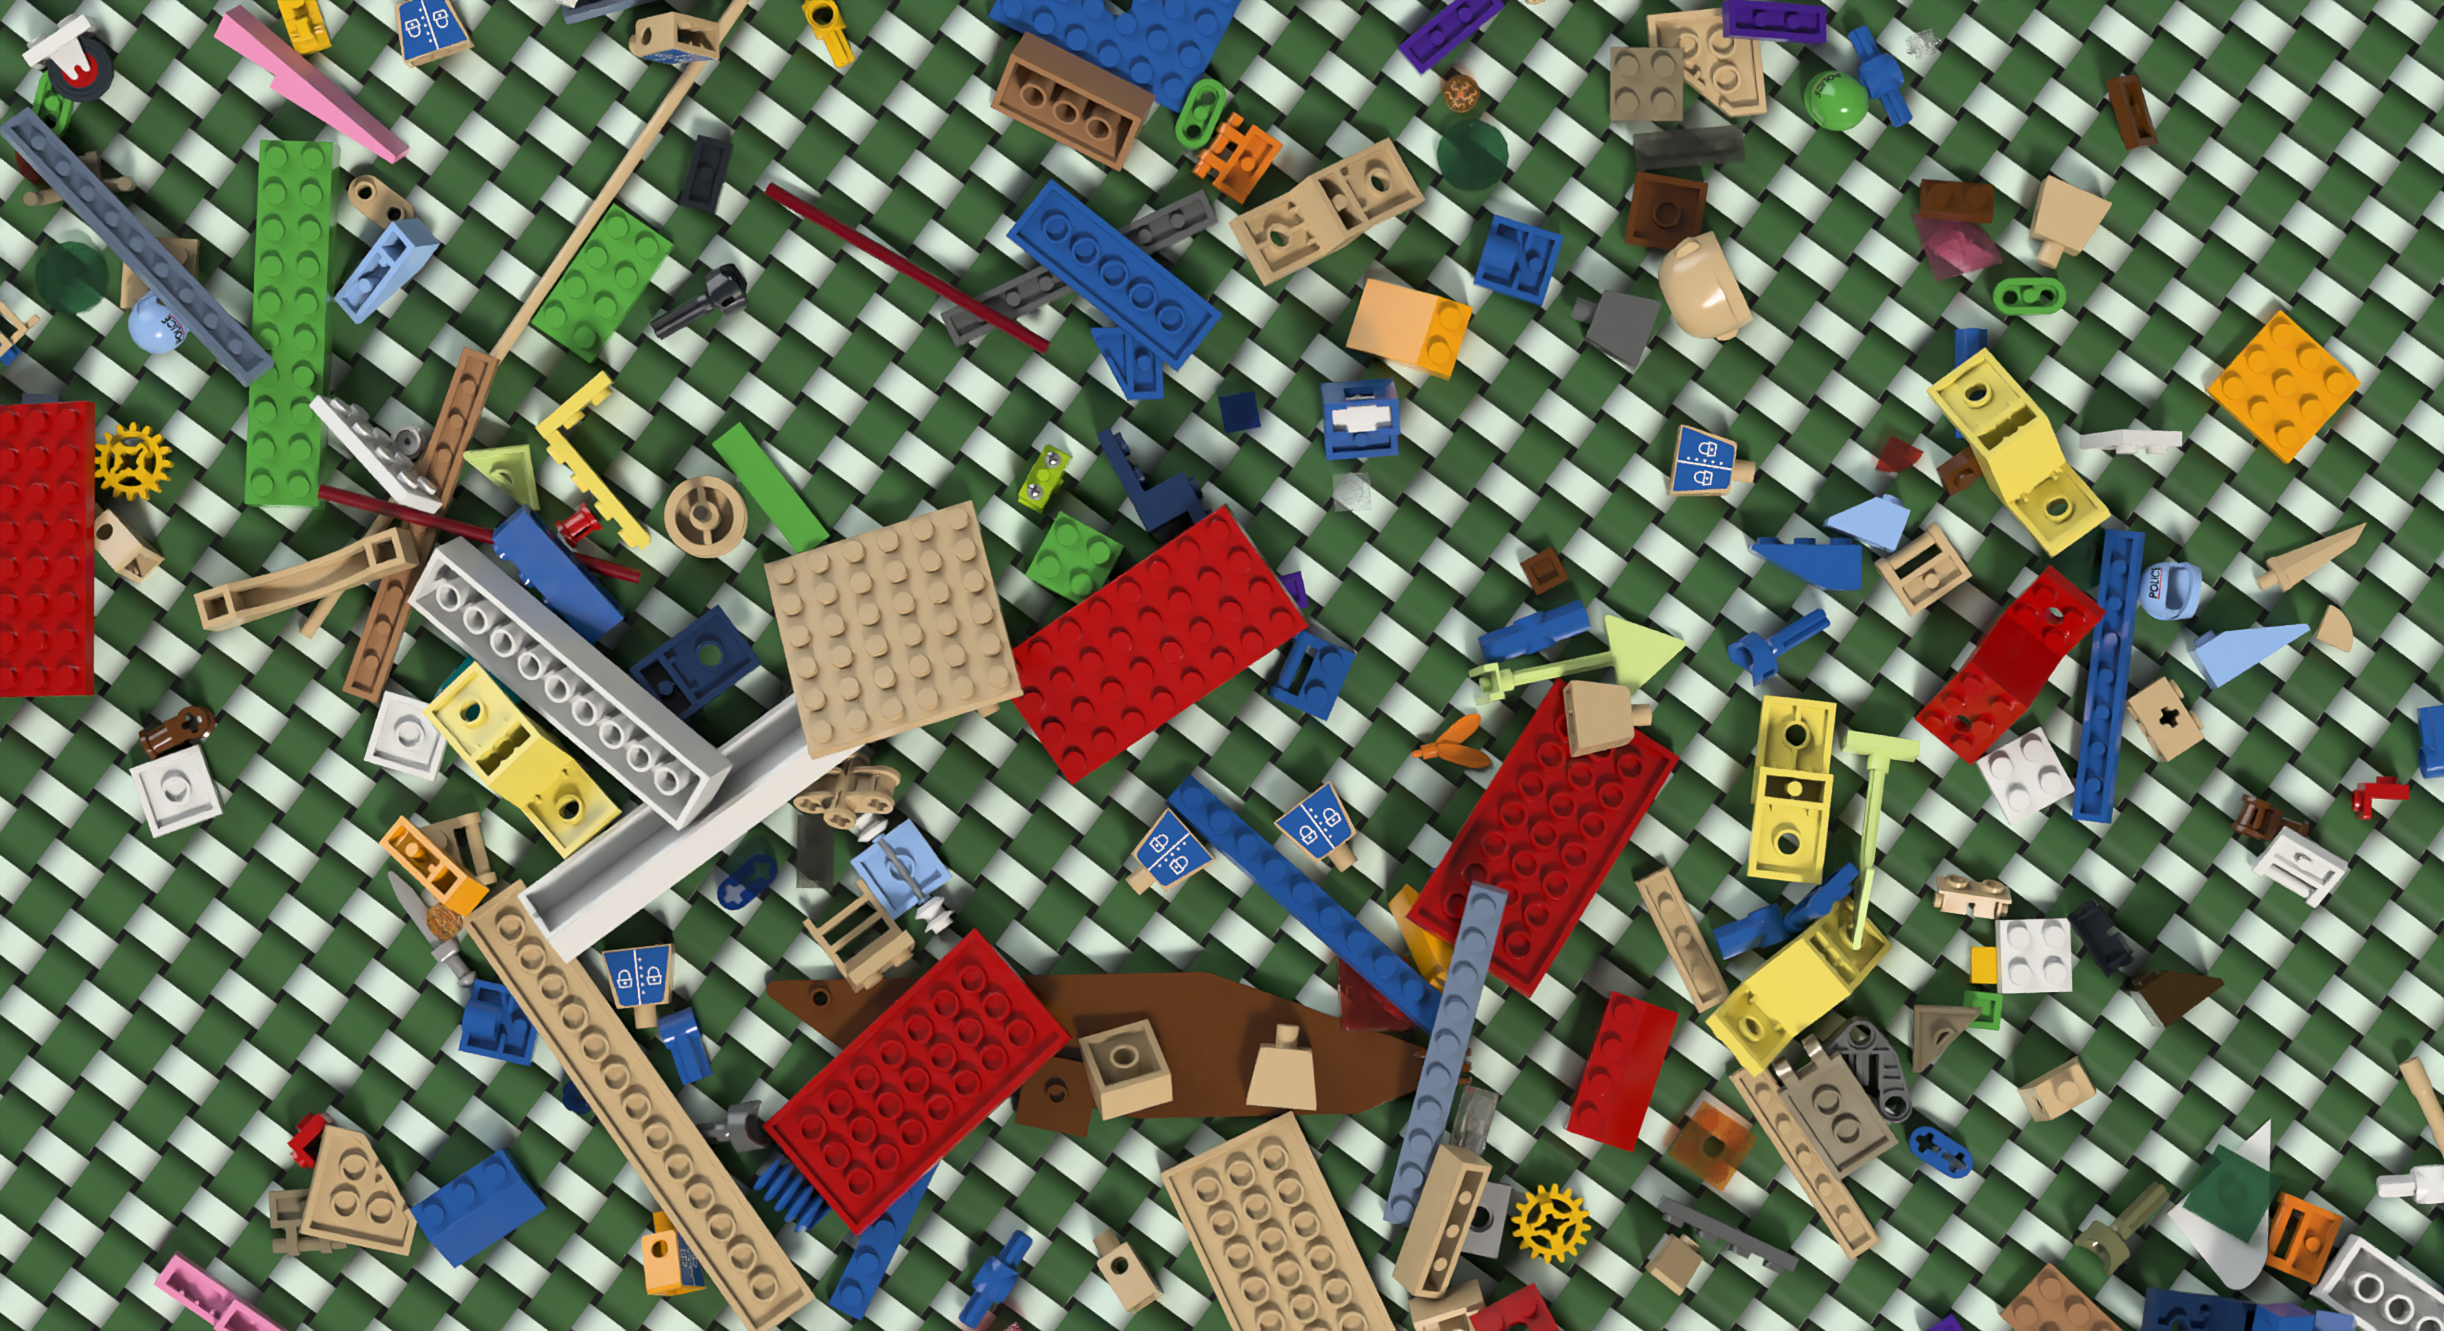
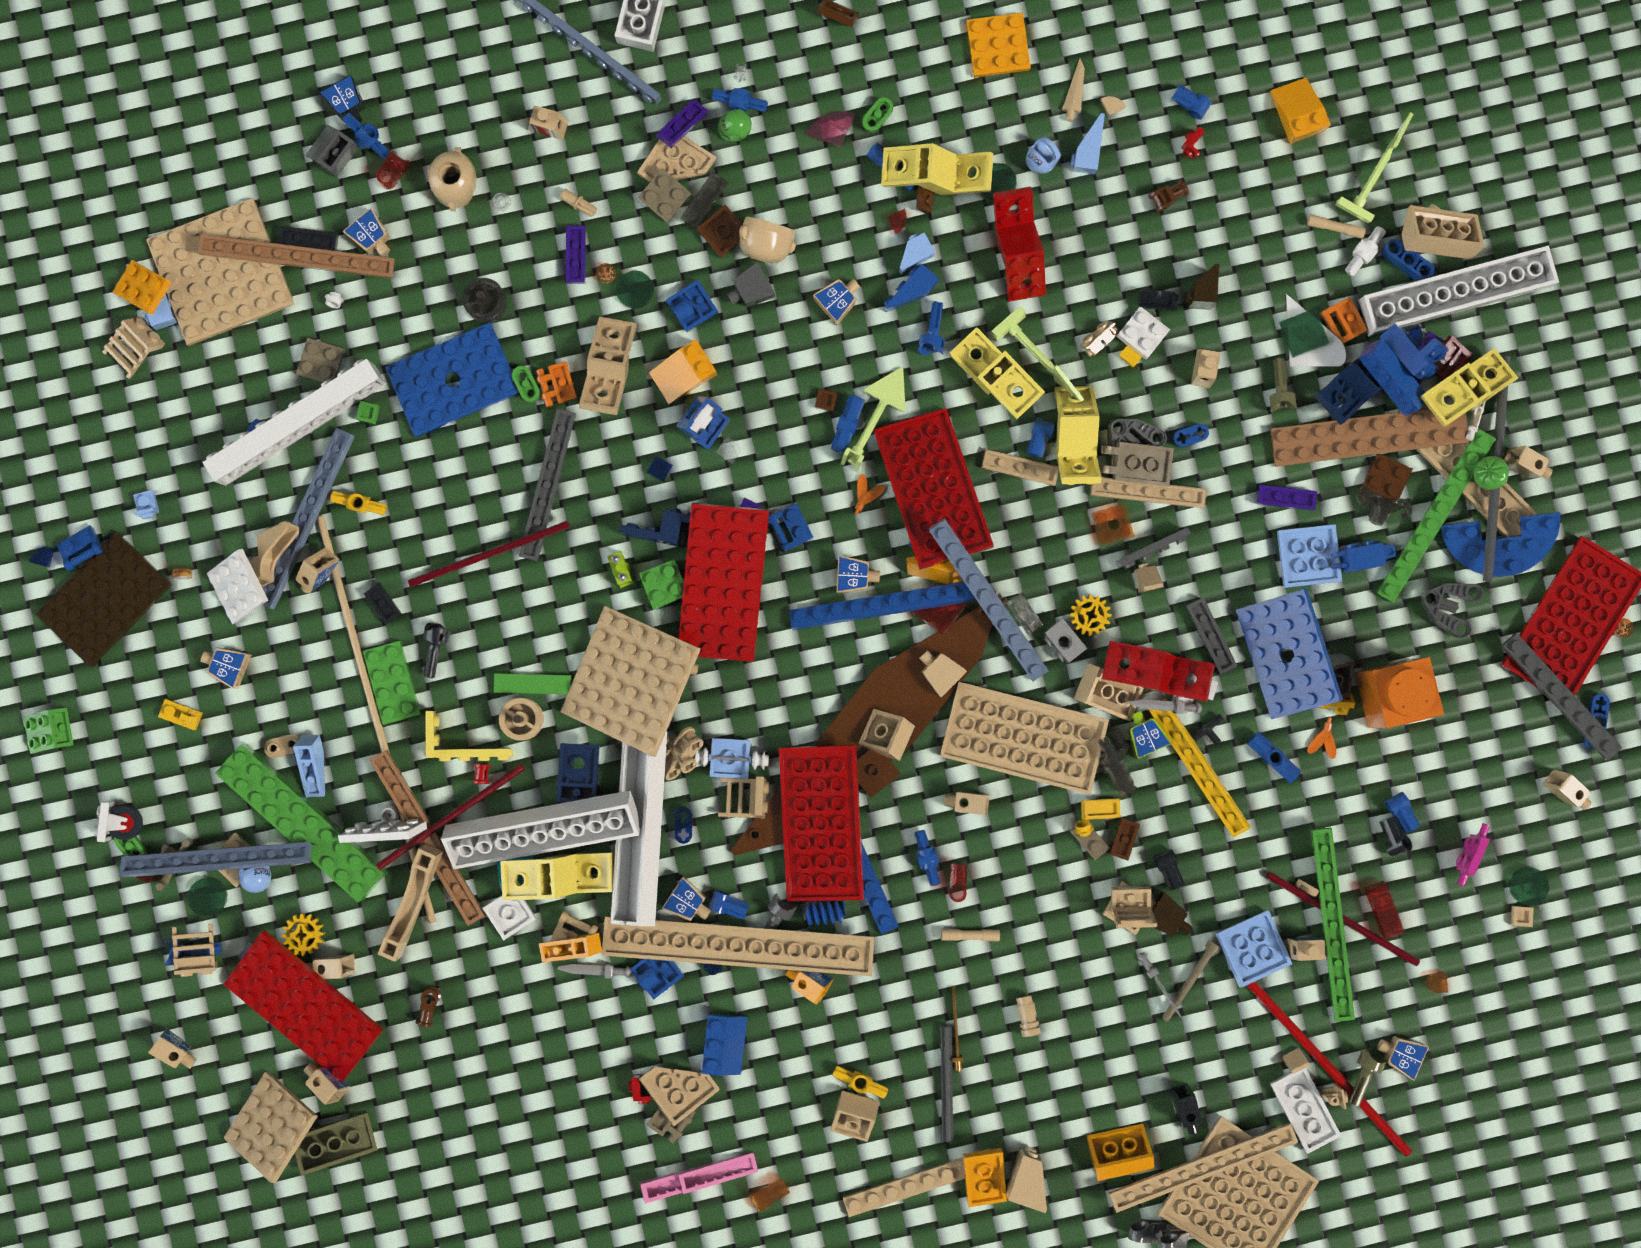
camera: 50 degrees left, 0 degrees up
(177, 791) = (452, 1027): white plate -> none
(305, 84) = (208, 736): bright pink slope -> none
(443, 921) = (596, 962): clear orange tile -> none
(508, 469) = (435, 783): yellowish green tile -> none
(557, 574) = (493, 798): blue brick -> none
(815, 852) = (694, 787): clear smoke plate -> none
(1072, 101) = (477, 431): medium nougat slope -> none
(1114, 275) = (561, 472): blue plate -> none
(1132, 364) = (602, 493): blue wing -> none
(1167, 855) = (814, 646): blue torso -> none
(1441, 1221) = (1053, 657): tan brick -> none
(1601, 716) = (903, 424): tan torso -> none
(1621, 1071) = (1052, 536): red slope -> none
(1820, 899) = (1050, 398): blue plate -> none
(1929, 580) = (958, 248): tan plate -> none
(1936, 1029) = (1140, 396): dark tan tile -> none
(1956, 201) = (815, 111): reddish brown plate -> none
(1991, 1009) = (1148, 371): bright green plate -> none
(2024, 775) = (1068, 276): white plate -> none
(2064, 219) = (858, 74): tan torso -> none
(2108, 676) = (1056, 209): blue plate -> none
(2129, 441) = (970, 121): white wing -> none
(2146, 711) = (1082, 205): tan brick -> none
(2303, 861) = (1194, 193): white plate -> none

